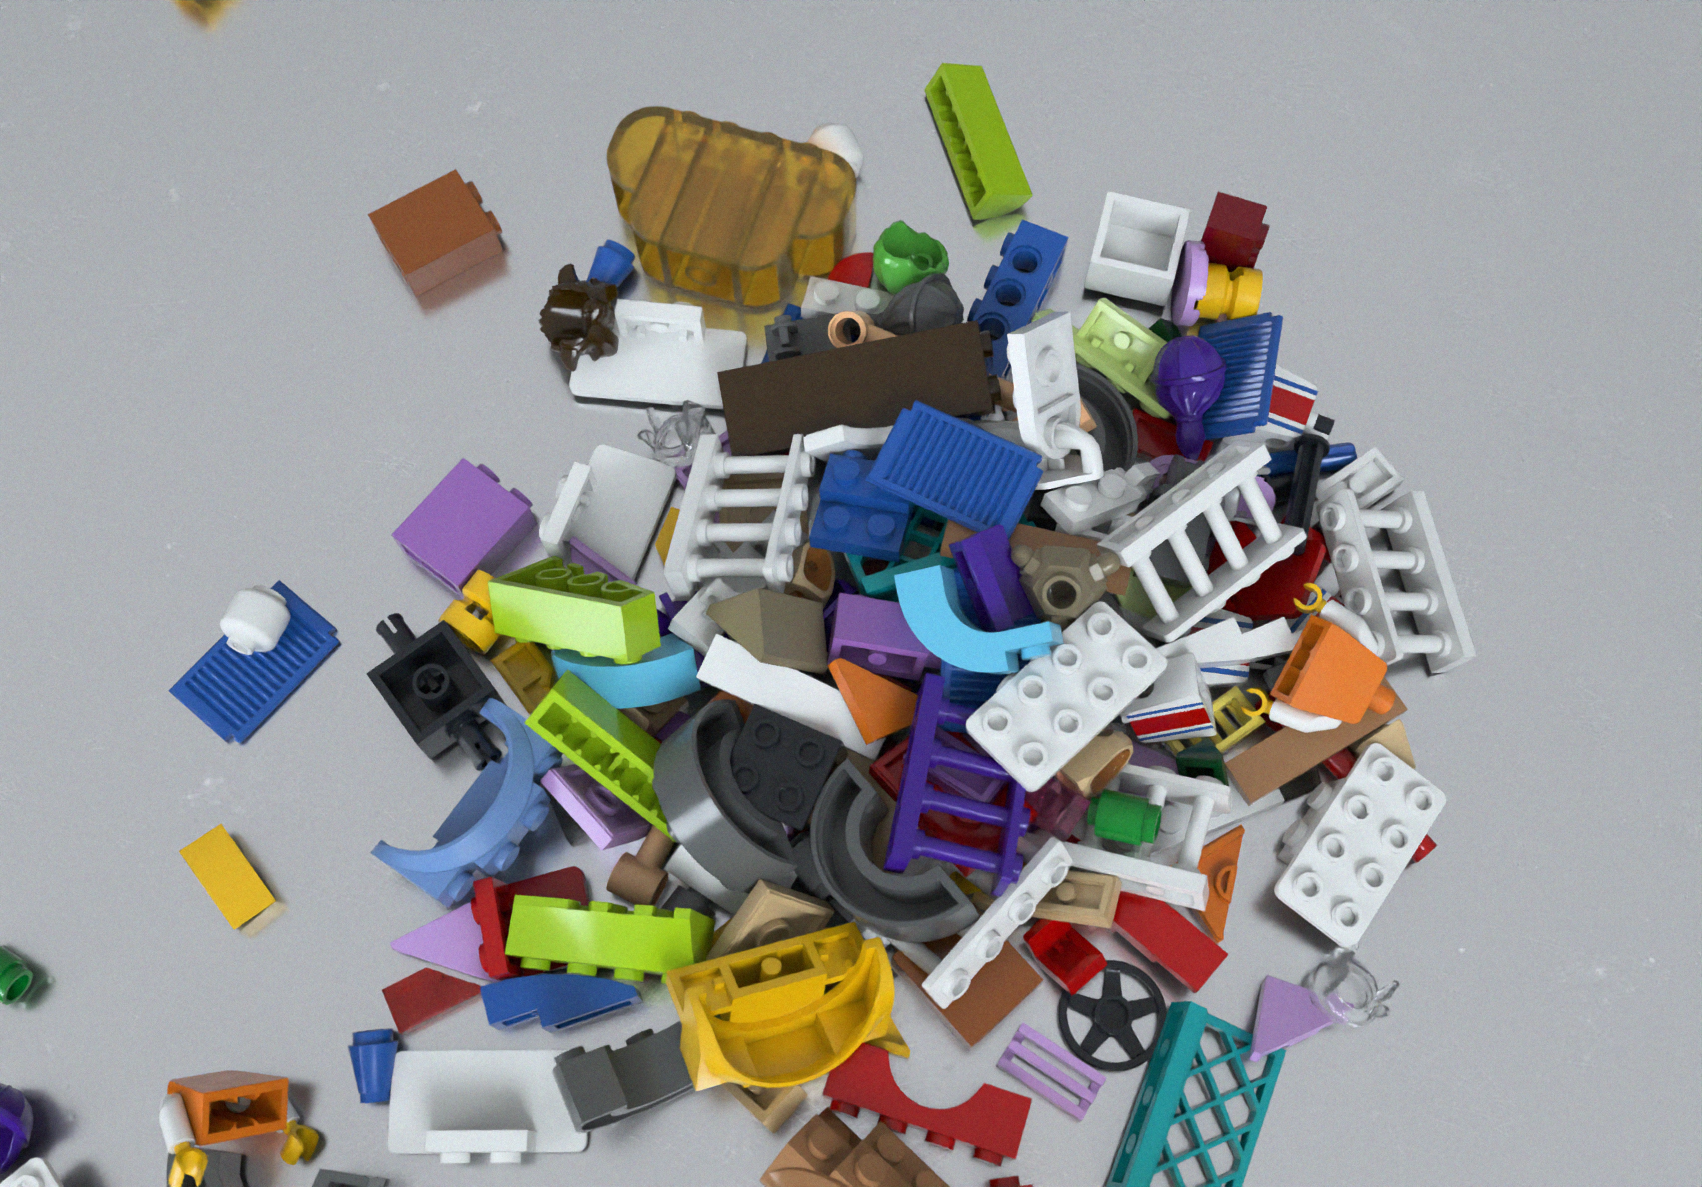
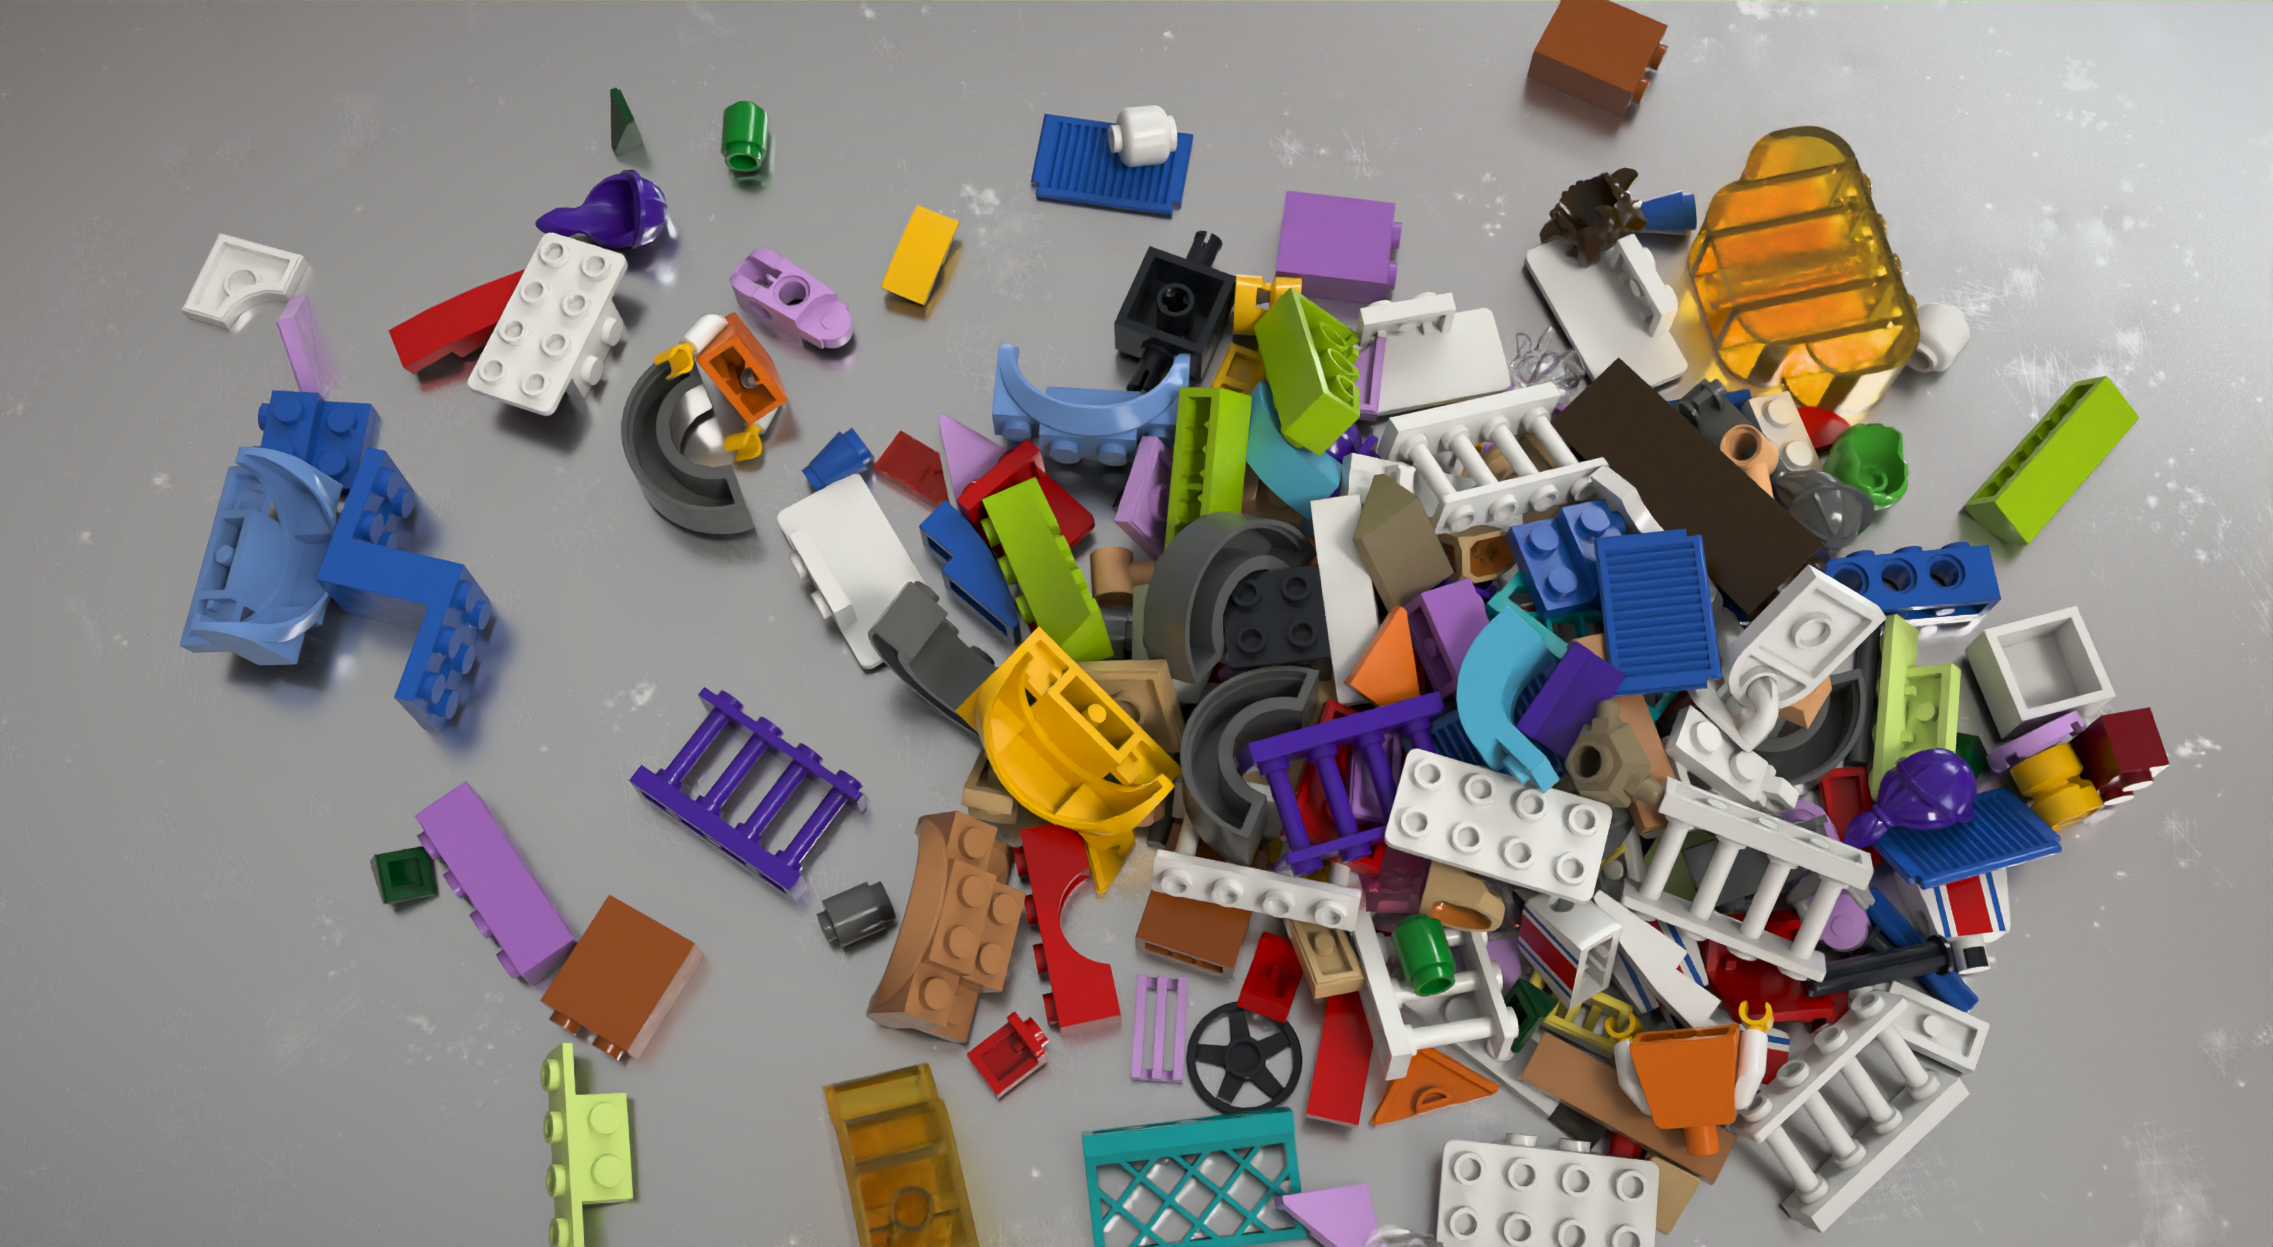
camera: 60 degrees right, 0 degrees up
(223, 1005) = (816, 319): none -> lavender piece

